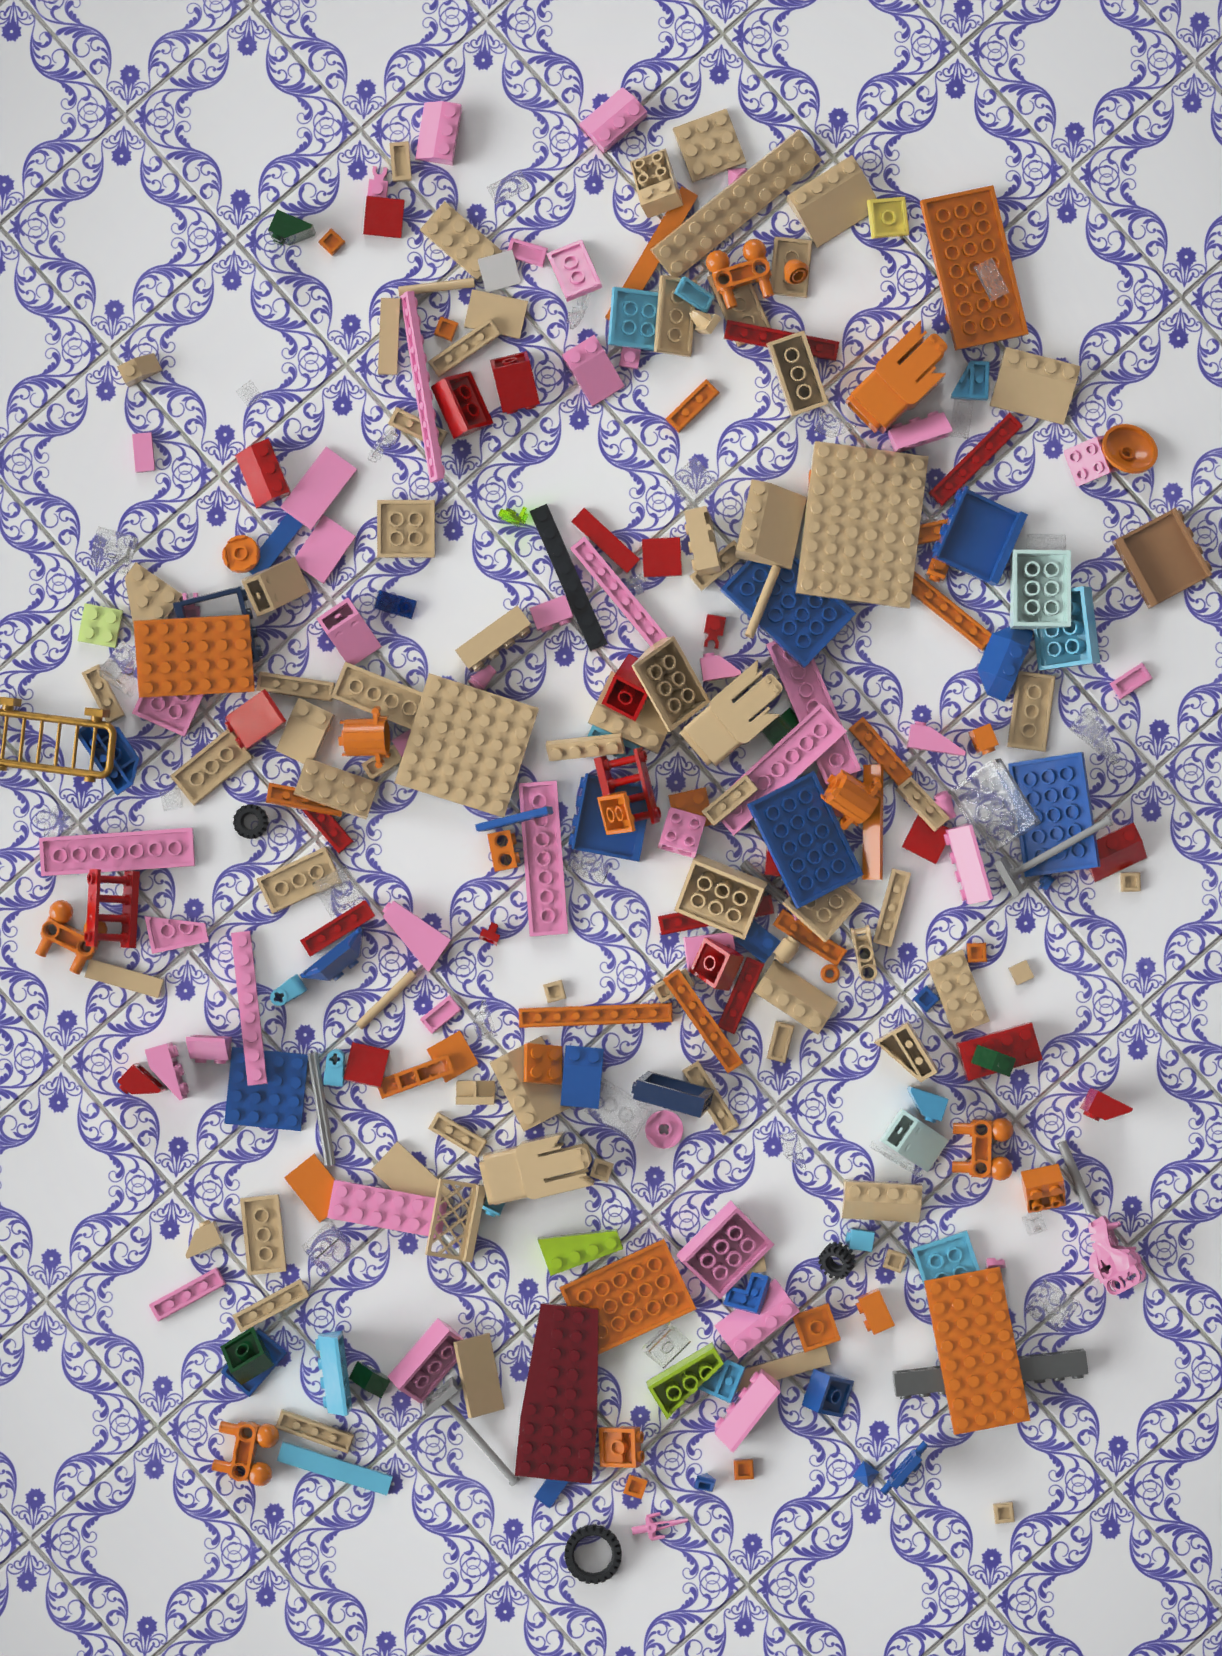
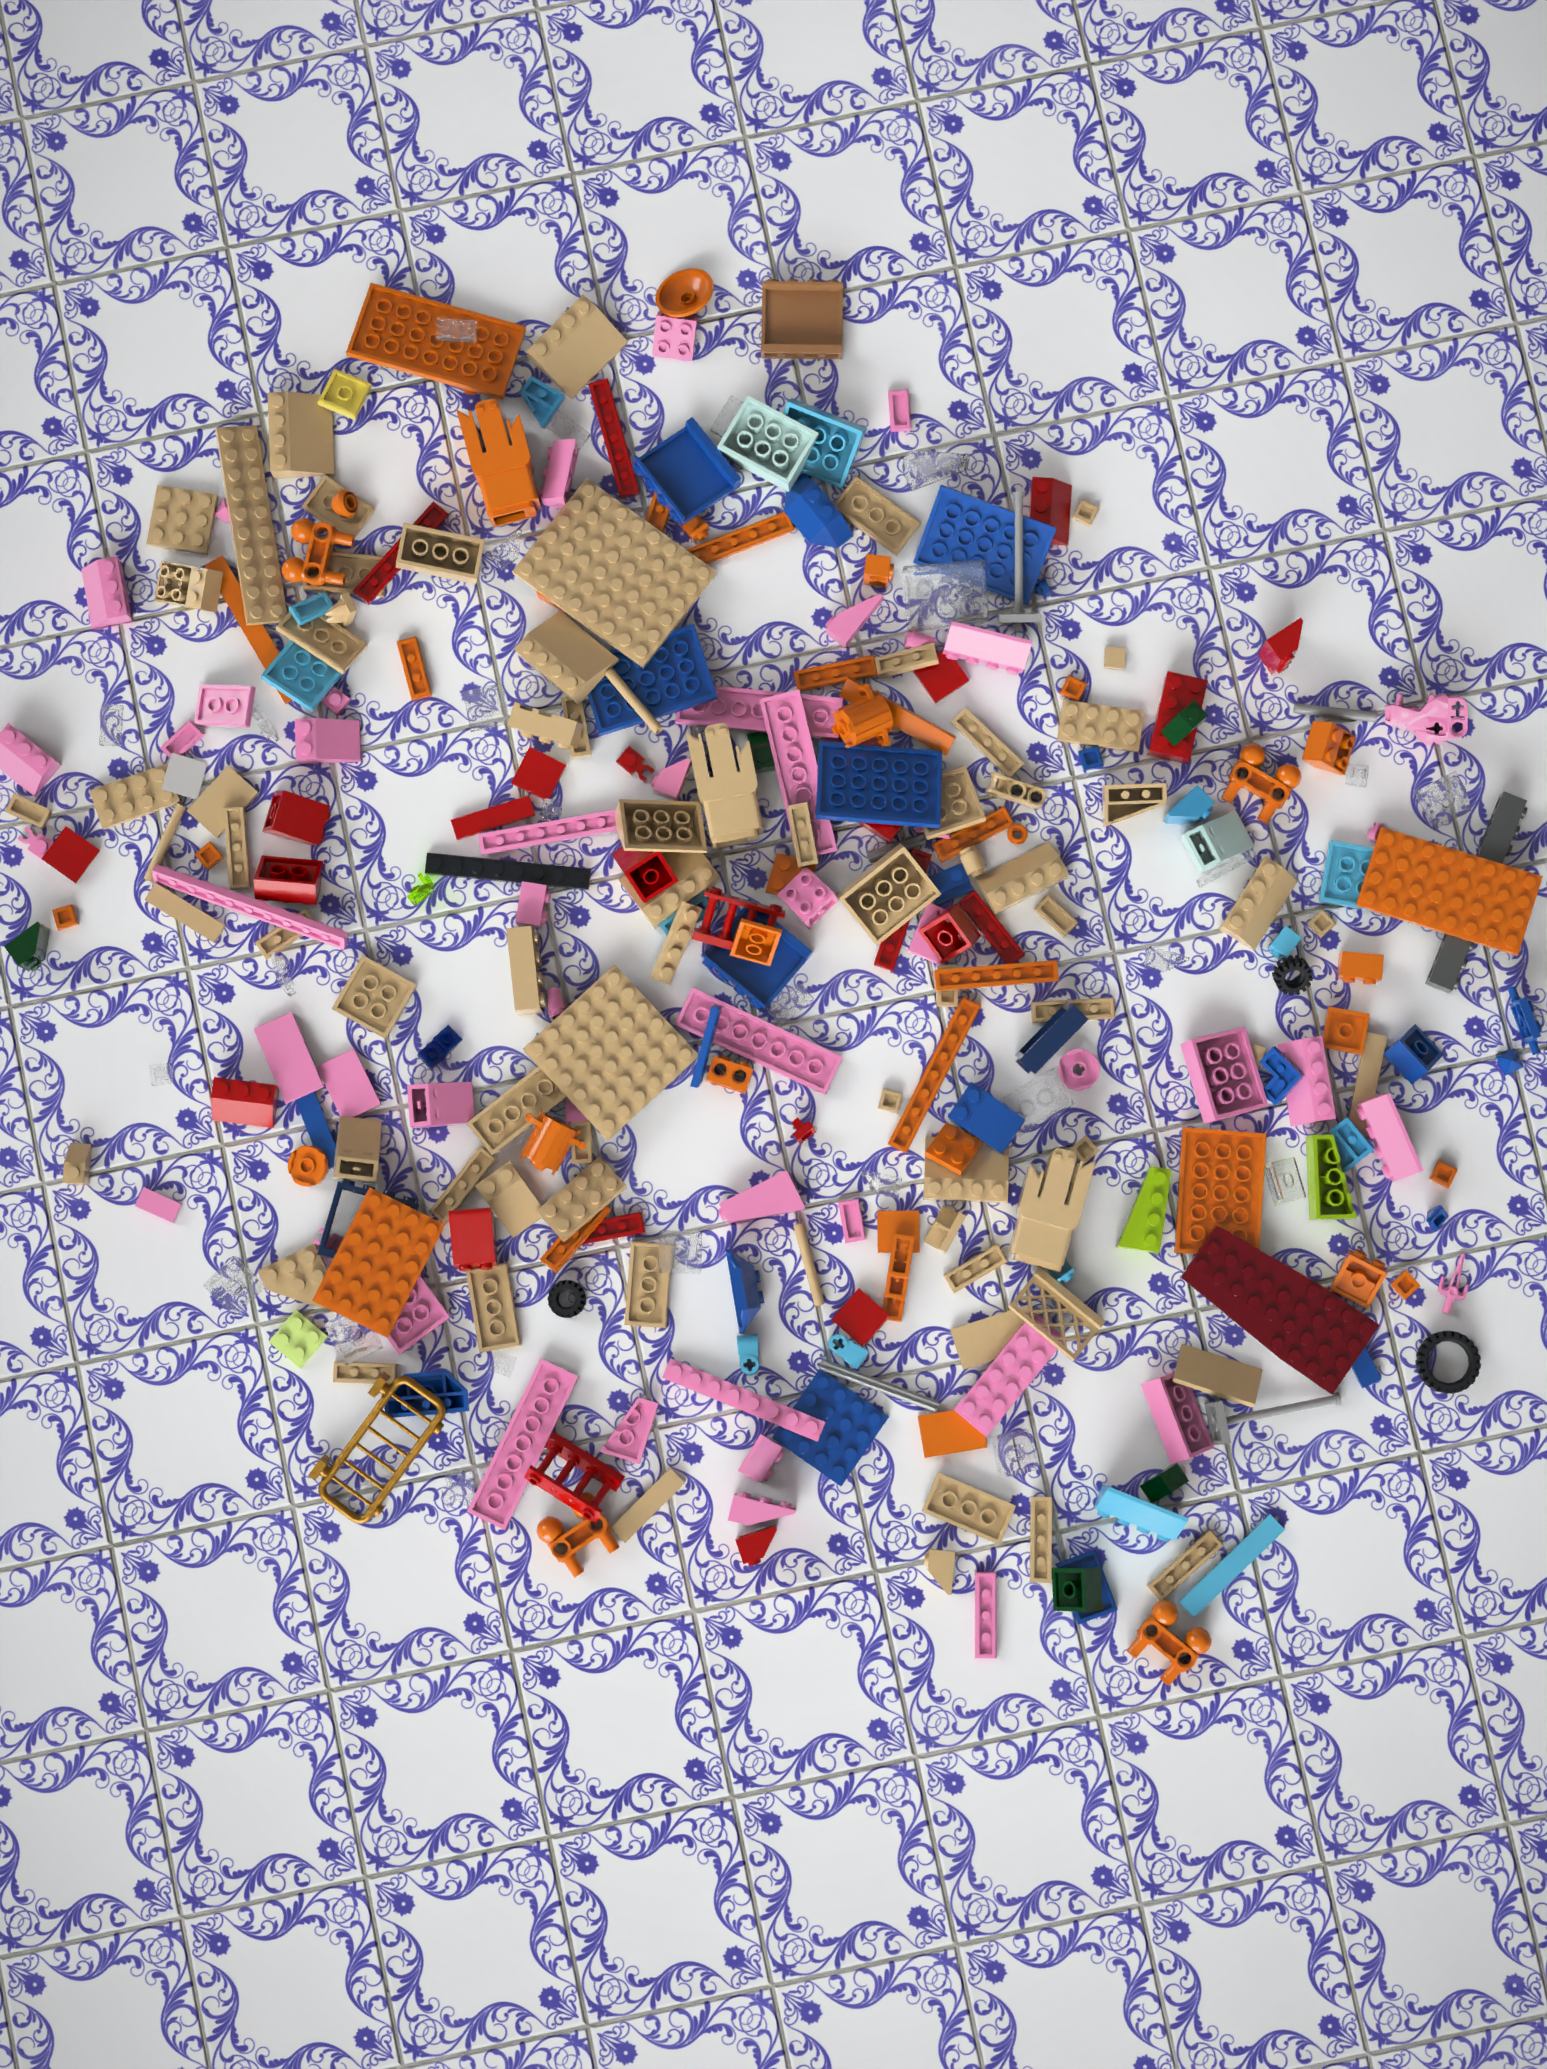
camera: 60 degrees left, 5 degrees down
(337, 928) = (715, 1272): red plate -> none

